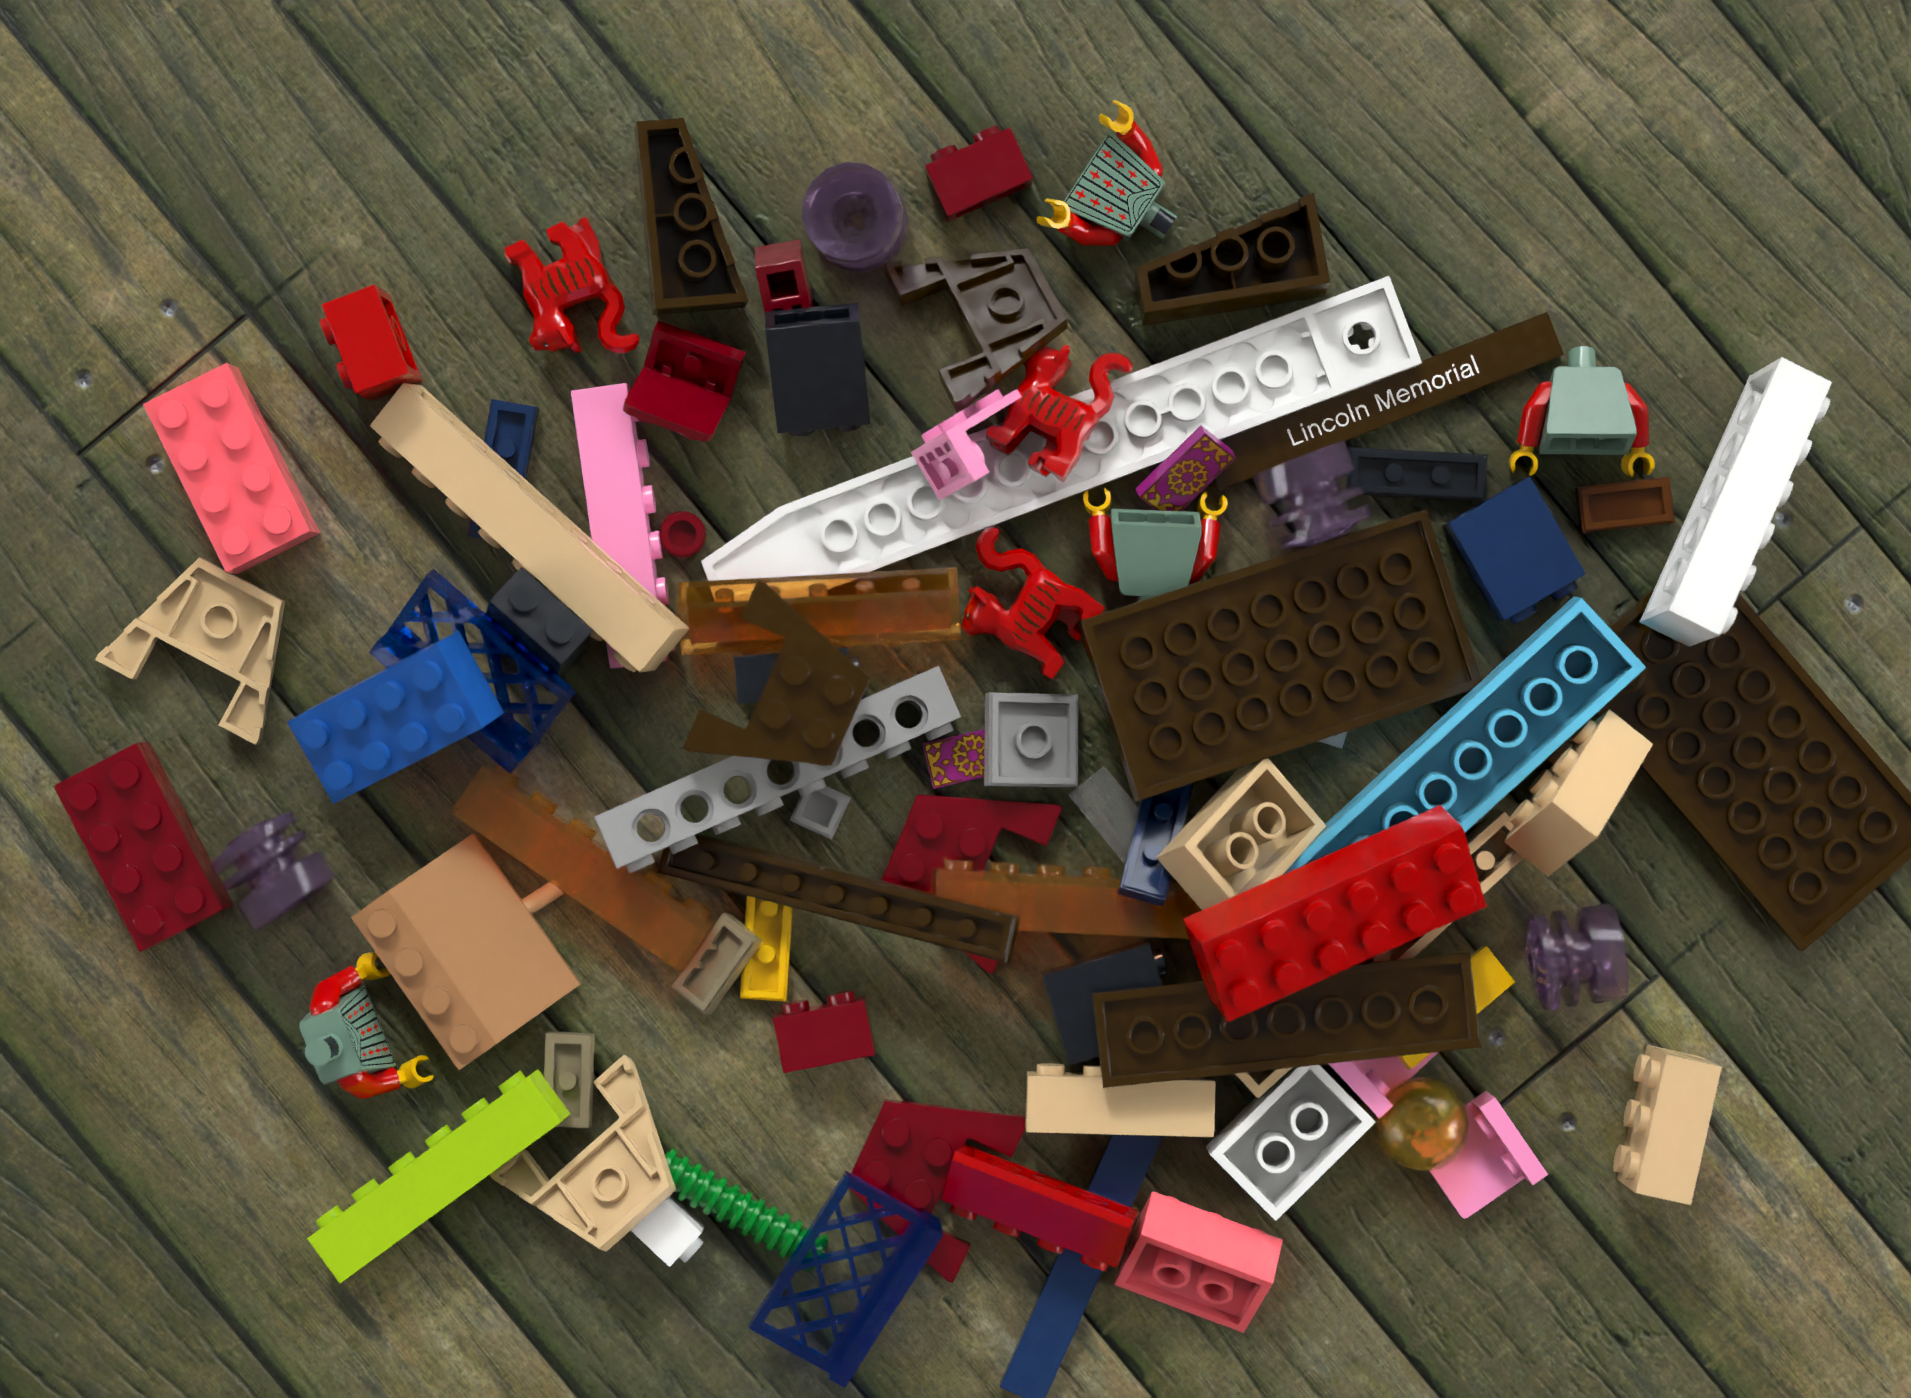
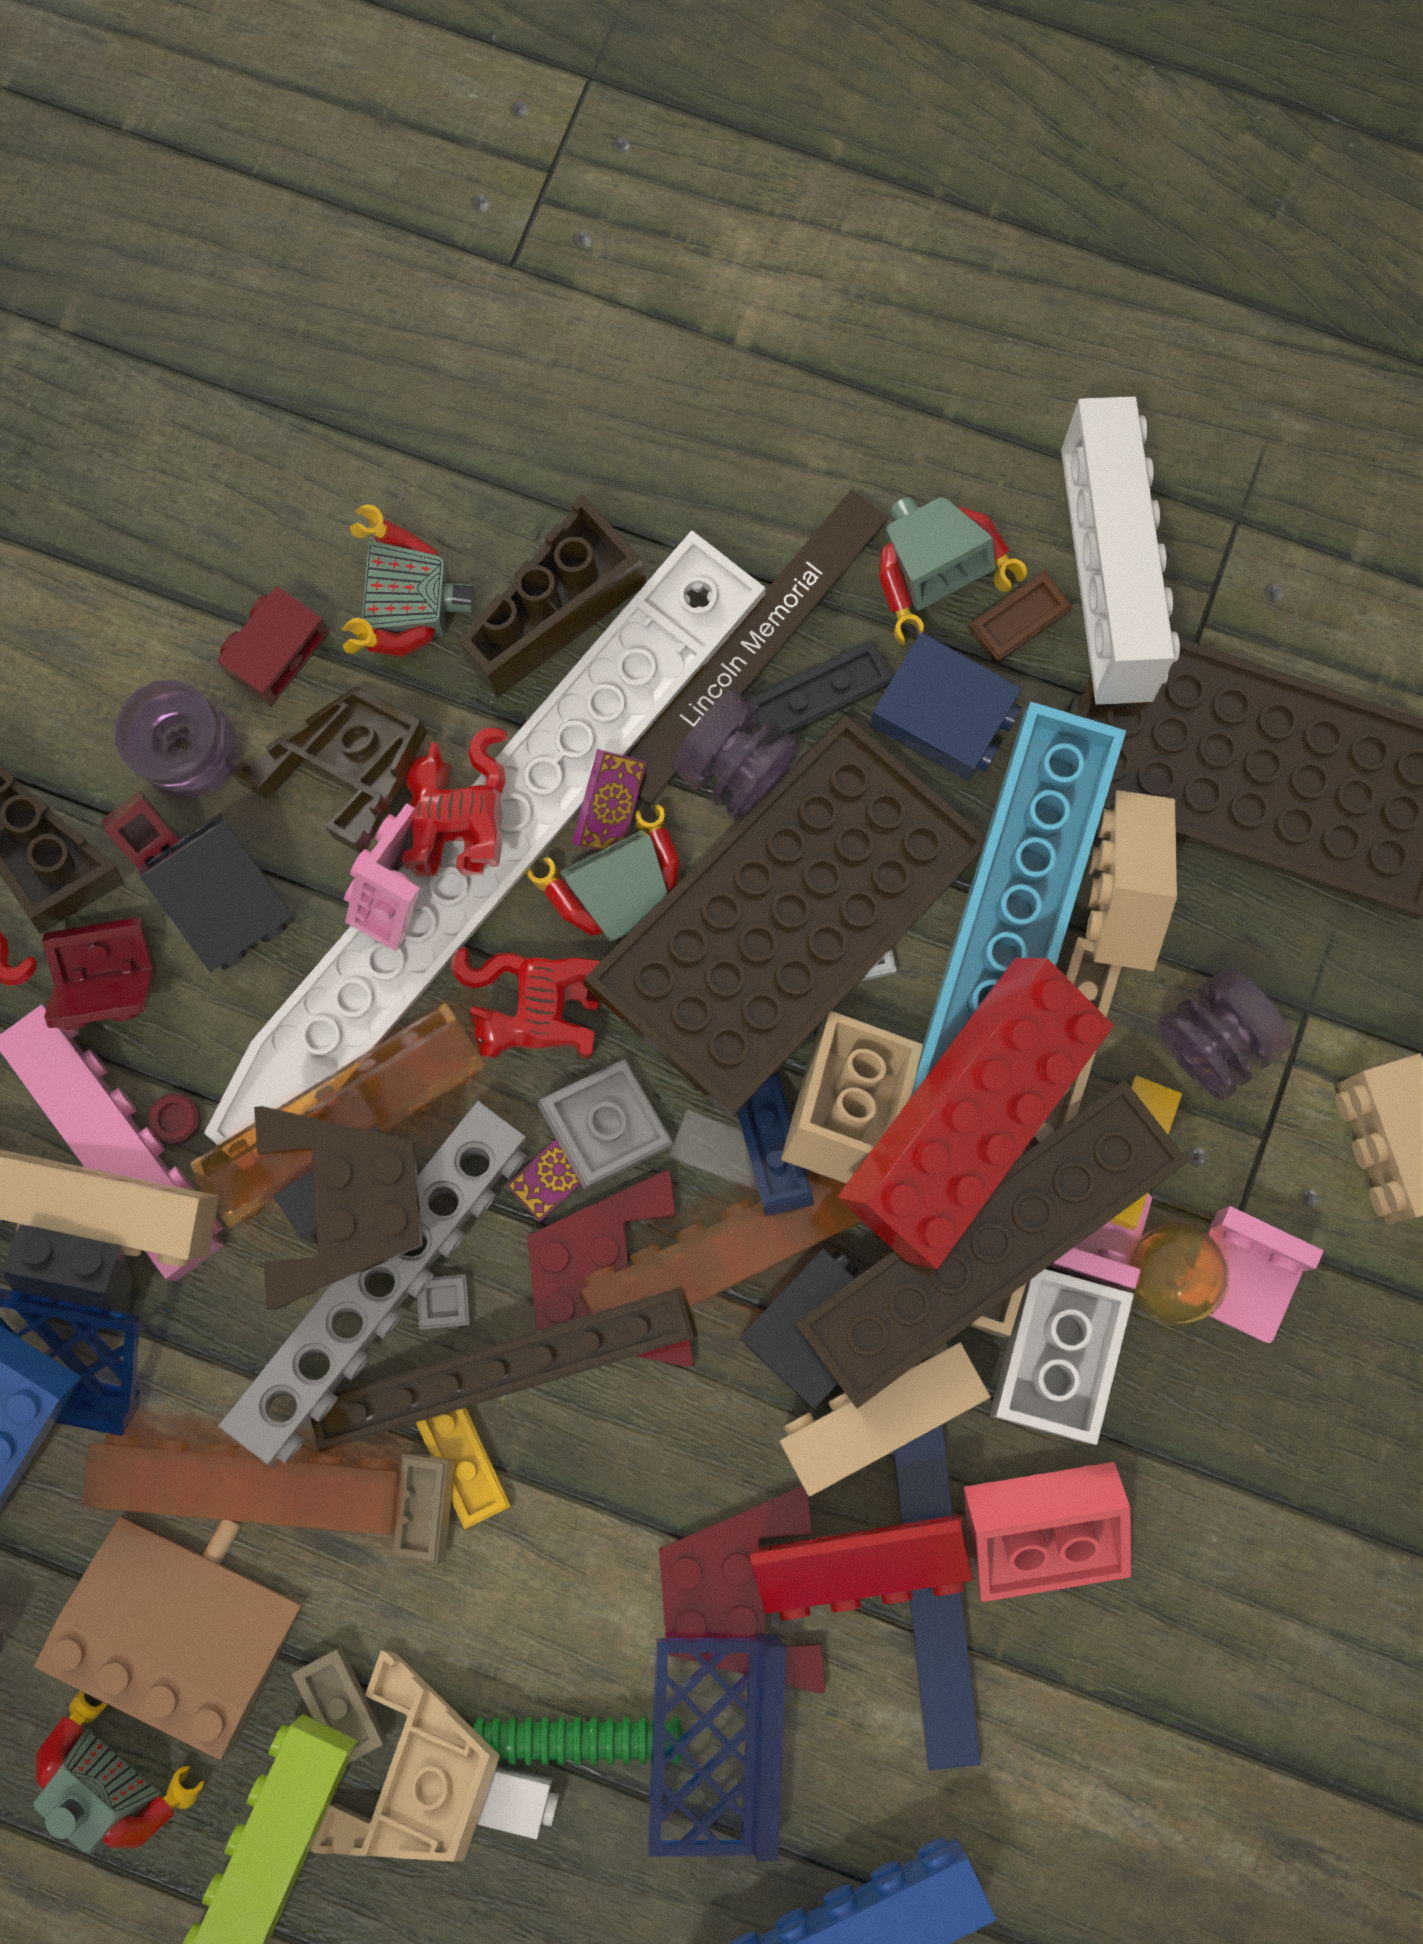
camera: 30 degrees left, 10 degrees down
(823, 1032) = (562, 1516): dark red brick -> none

